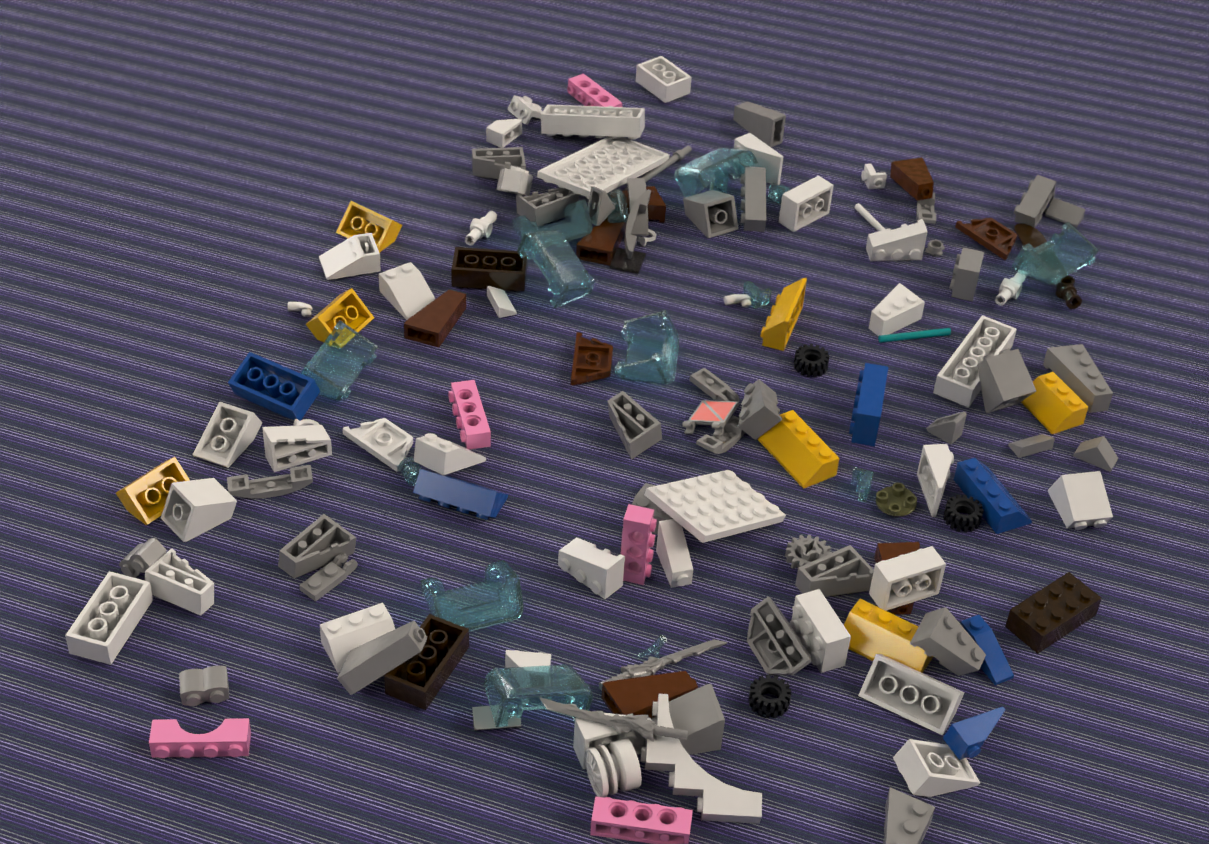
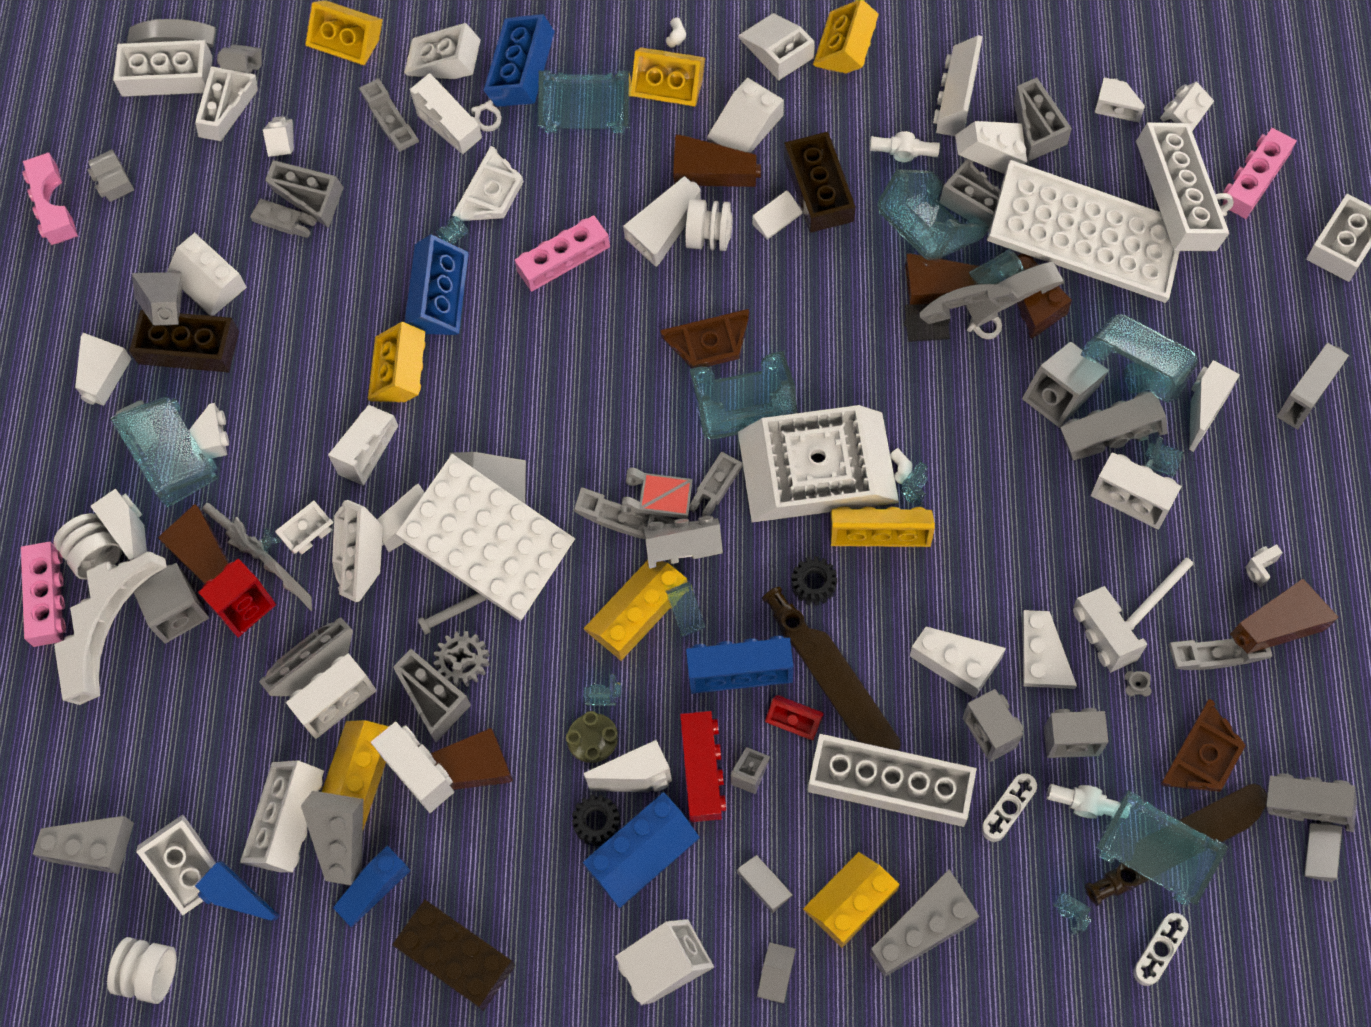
camera: 80 degrees right, 25 degrees up
(60, 614) = (171, 30): none -> light grey slope
(197, 507) = (331, 73): white slope -> none
(242, 556) = (279, 136): none -> white slope
(418, 735) = (99, 368): none -> white slope
(444, 455) = (476, 253): white slope -> none
(452, 185) = (958, 87): none -> white slope
(474, 355) = (662, 221): none -> white slope
(478, 604) = (281, 350): clear light blue windscreen -> none
(496, 327) = (708, 225): none -> white wheel
(521, 533) = (397, 364): none -> yellow slope
(559, 265) = (840, 243): clear light blue windscreen -> none
(599, 205) = (979, 251): light grey slope -> none
(620, 723) = (113, 534): light grey sword -> none
(633, 424) = (602, 416): light grey wedge -> none
(636, 543) = (373, 471): bright pink brick -> none
(654, 621) = (304, 528): none -> white bracket
(677, 156) = (1185, 311): light grey bar -> none
(691, 587) = (356, 549): none -> white wedge
(714, 660) = (237, 597): none -> red brick
(721, 335) = (788, 483): none -> white slope
(769, 570) = (446, 614): none -> light grey bar
(769, 706) = (228, 661): black tyre -> none
(811, 418) = (685, 609): none -> clear light blue tile
(843, 376) = (834, 676): none -> dark brown piece
(890, 278) = (1043, 653): none -> white wing
(911, 399) = (794, 717): none -> red slope
(911, 443) = (701, 766): none -> red brick
(914, 335) = (930, 696): teal bar -> none
(951, 305) = (993, 725): none -> light grey brick
(996, 313) = (992, 818): none -> white beam
(1004, 380) = (837, 820): light grey slope -> none
(1031, 803) = (141, 970): none -> white wheel
(1083, 312) = (1072, 908): none -> clear light blue bracket
(1120, 296) = (1177, 936): none -> white beam

